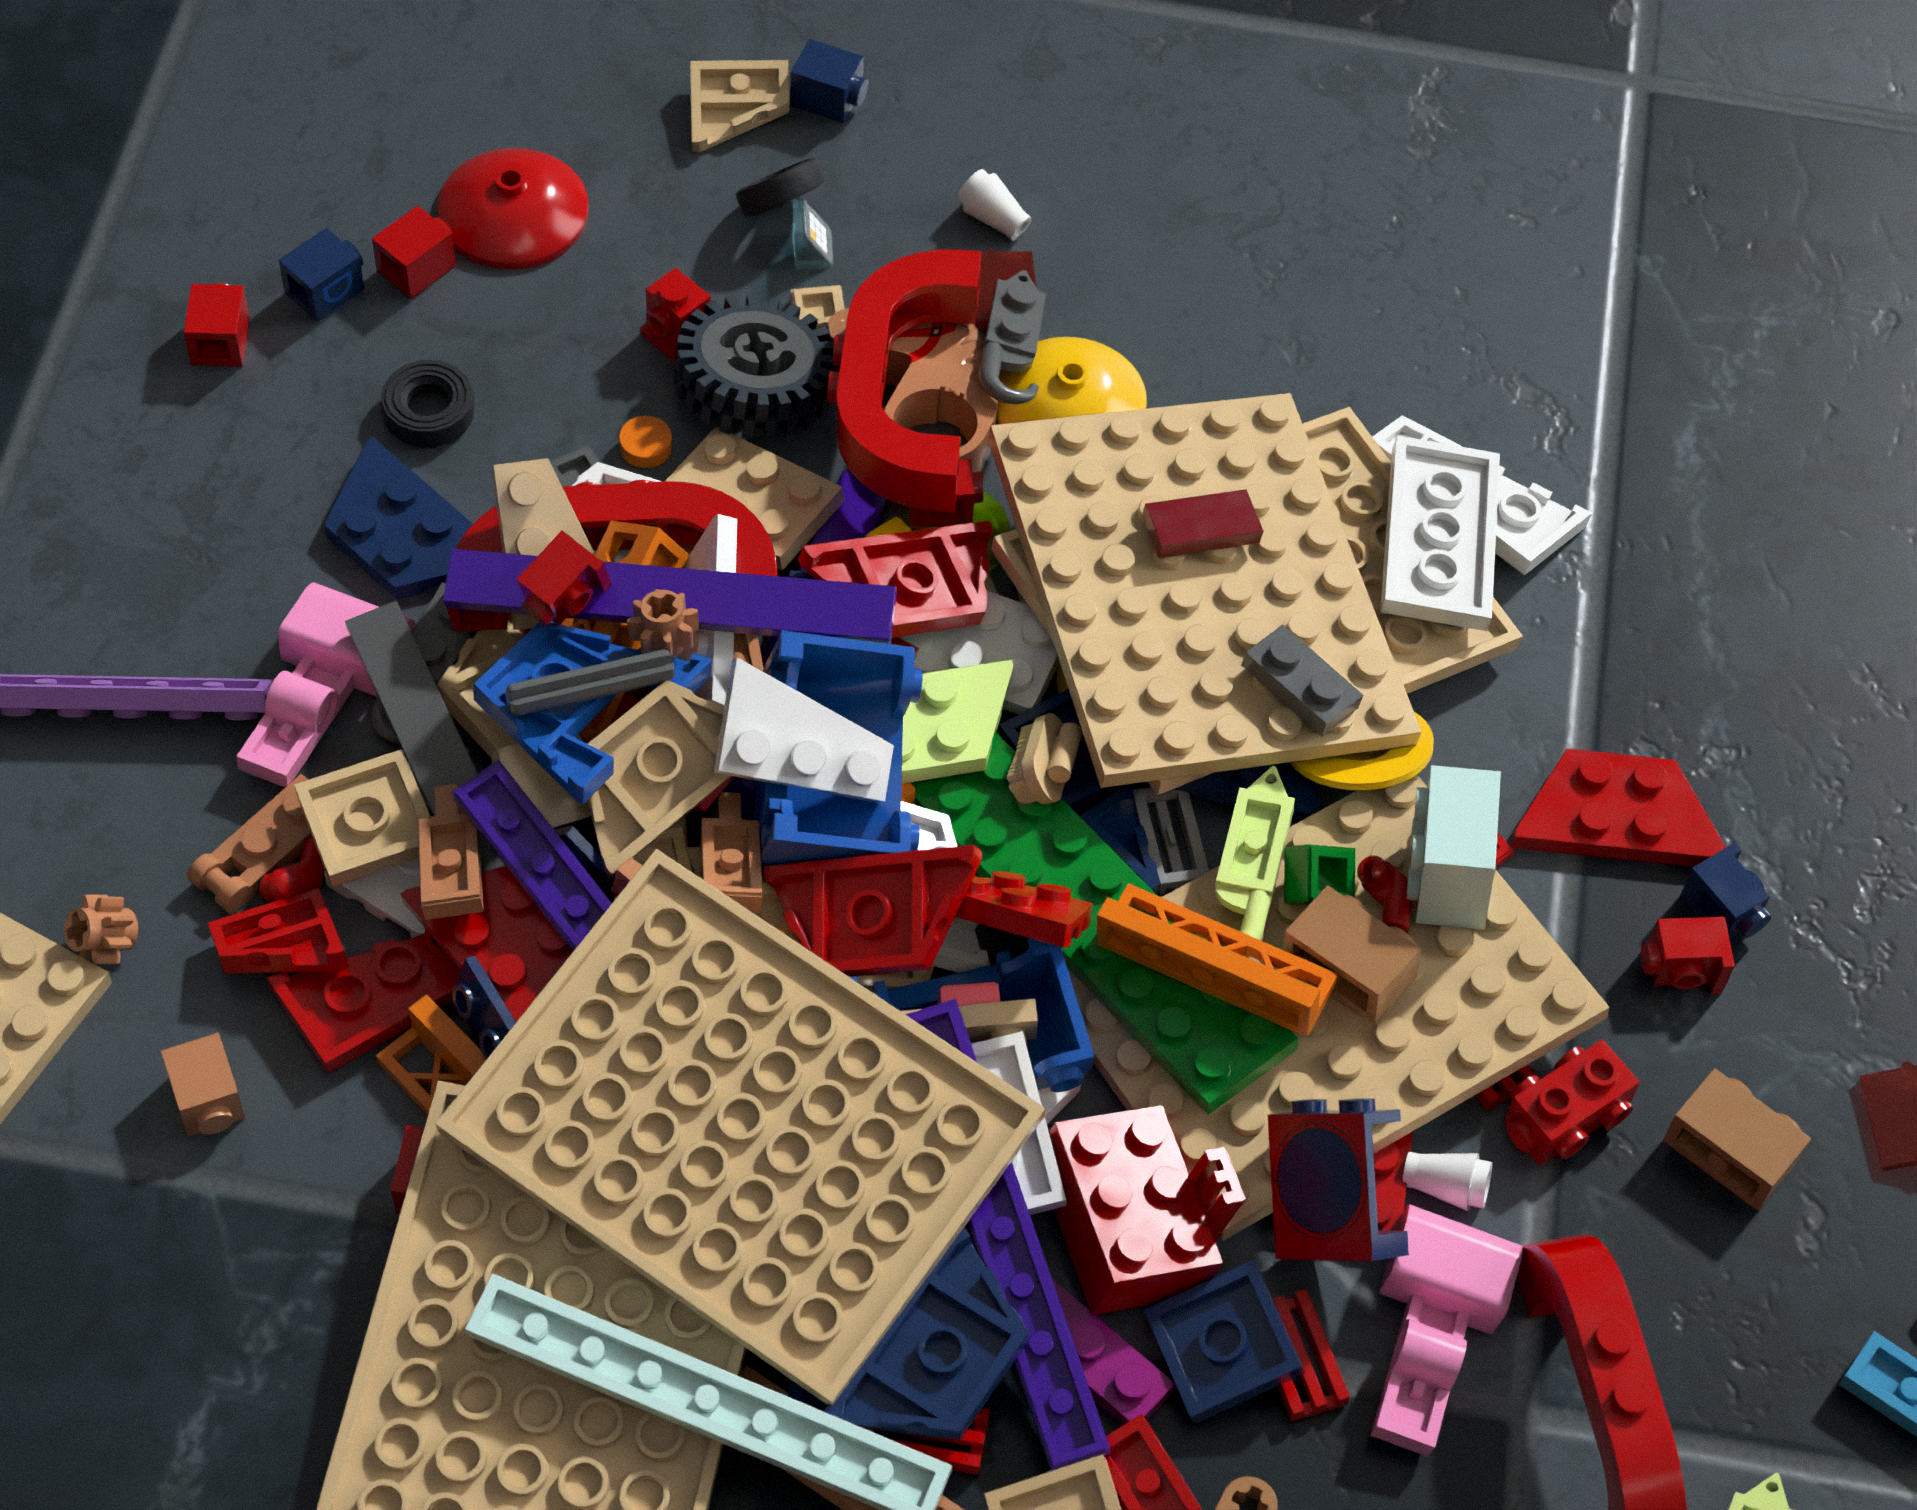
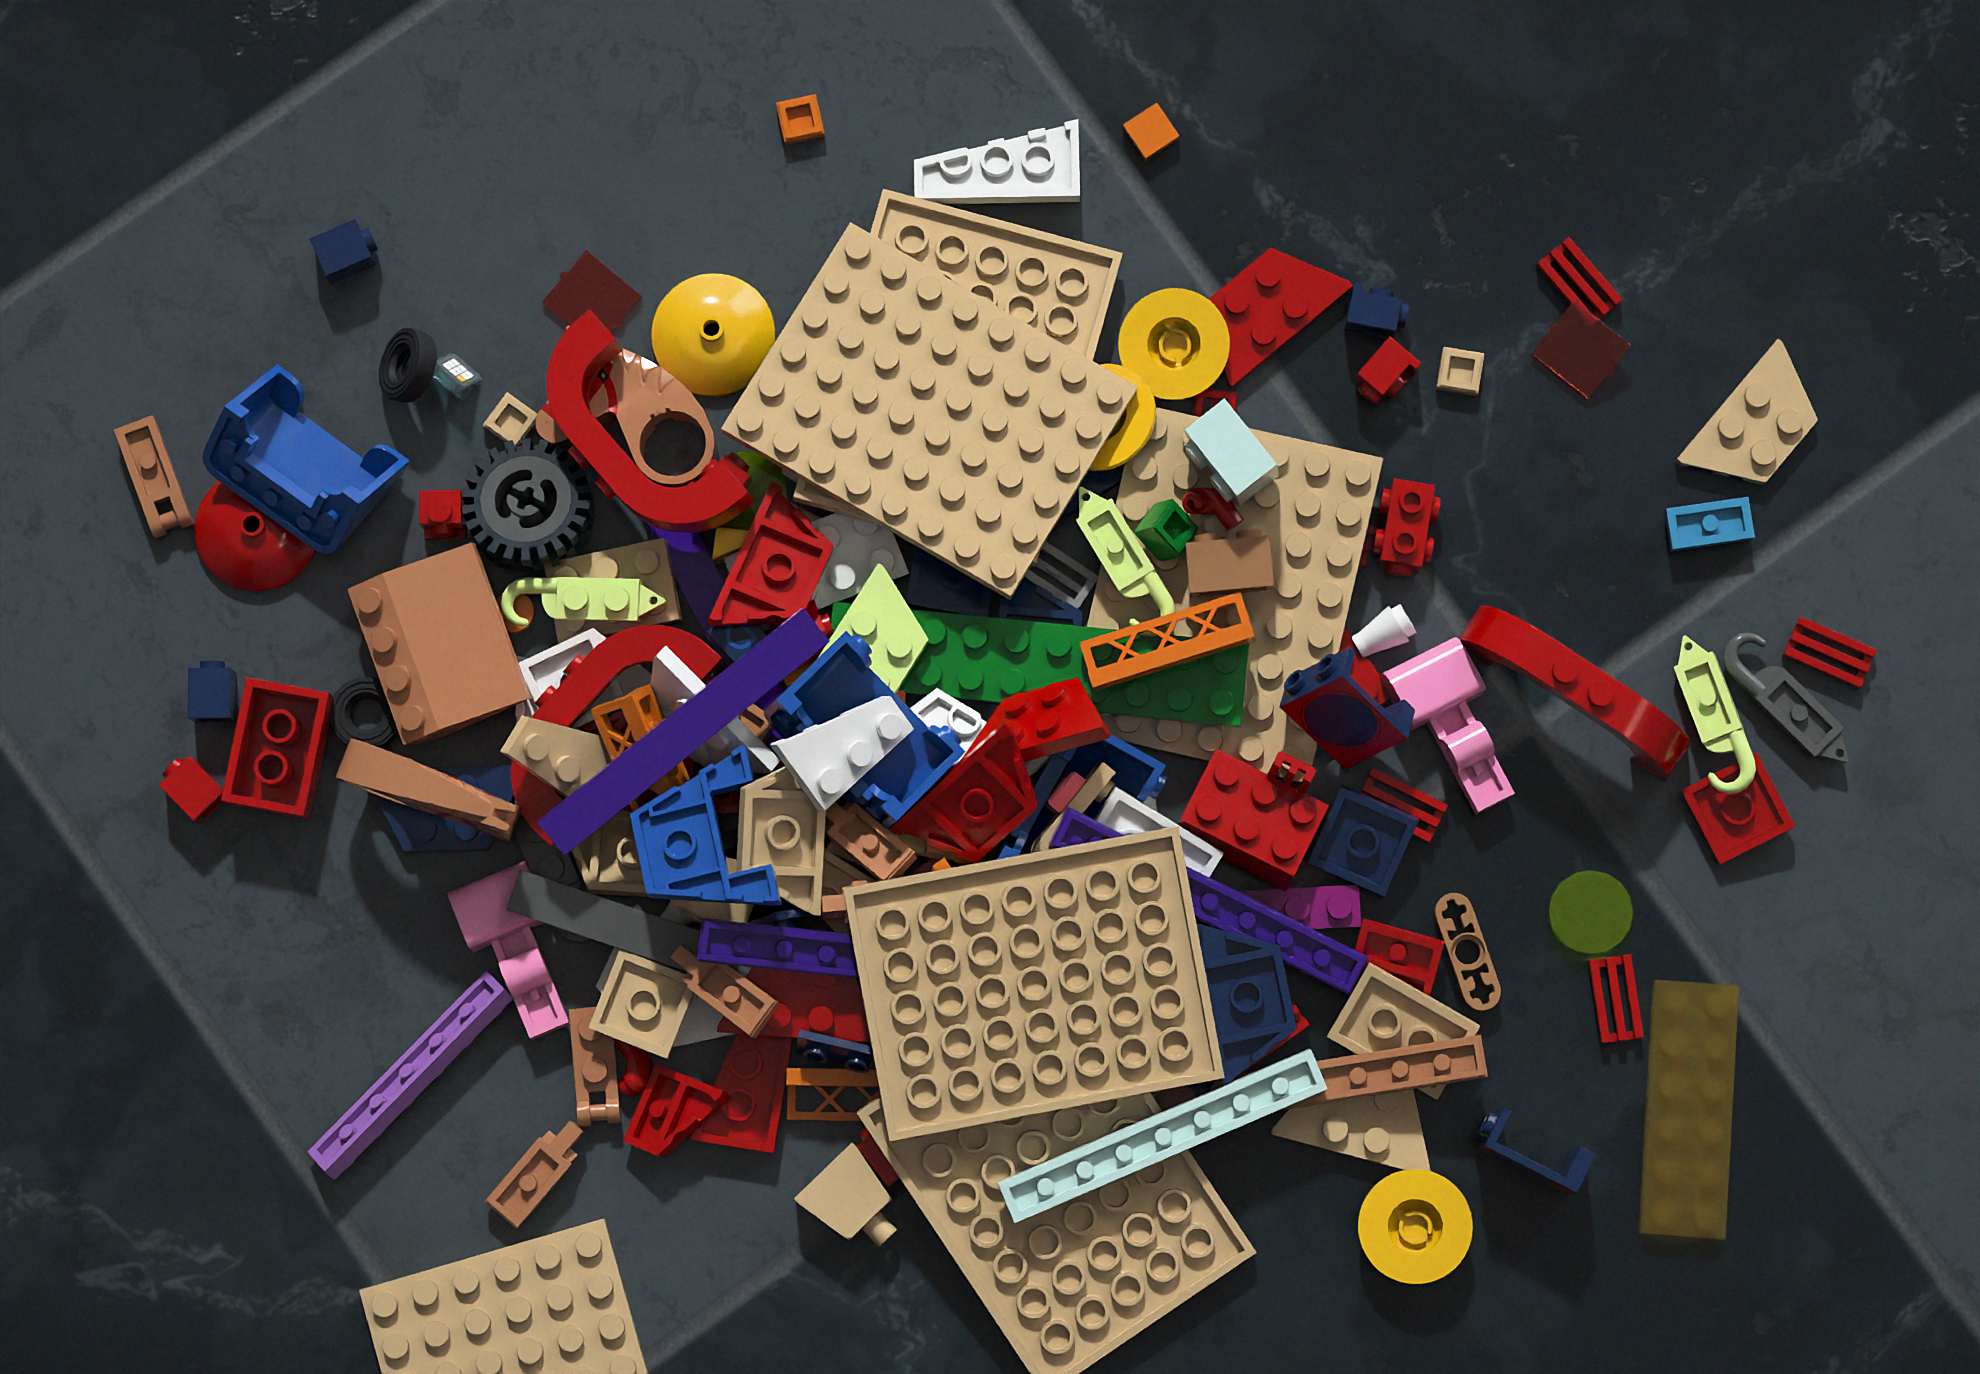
camera: 40 degrees left, 25 degrees up
(63, 875) = (535, 1175): none -> nougat hinge
(101, 929) = (576, 1202): nougat gear -> none
(203, 1085) = (726, 1227): nougat brick -> none
(319, 350) = (278, 749): none -> red brick
(344, 1173) = (849, 1198): none -> tan torso
(398, 467) = (426, 789): none -> nougat animal
(414, 251) = (245, 623): red brick -> none
(479, 98) = (153, 475): none -> nougat plate
(547, 386) = (439, 644): none -> nougat slope
(561, 580) = (627, 789): red brick -> none
(589, 682) = (710, 833): dark grey axle -> none
(593, 168) = (295, 466): none -> blue windscreen
(663, 622) = (695, 752): nougat gear -> none
(712, 461) = (584, 598): none -> yellowish green plate
(735, 98) = (301, 319): tan wing -> none
(993, 204) = (534, 242): white cone -> none
(1011, 336) = (648, 334): dark grey plate -> none
(1043, 759) = (955, 605): tan piece -> none
(1202, 523) = (903, 378): dark red tile -> none
(1302, 680) = (1053, 427): dark grey plate -> none
(1331, 315) = (800, 119): none -> orange tile
(1441, 533) = (1021, 234): white plate -> none
(1505, 732) = (1175, 343): none -> yellow hat
(1652, 582) = (1151, 131): none -> orange tile
(1737, 1138) = (1506, 460): medium nougat brick -> none
(1766, 1027) = (1460, 371): none -> tan tile

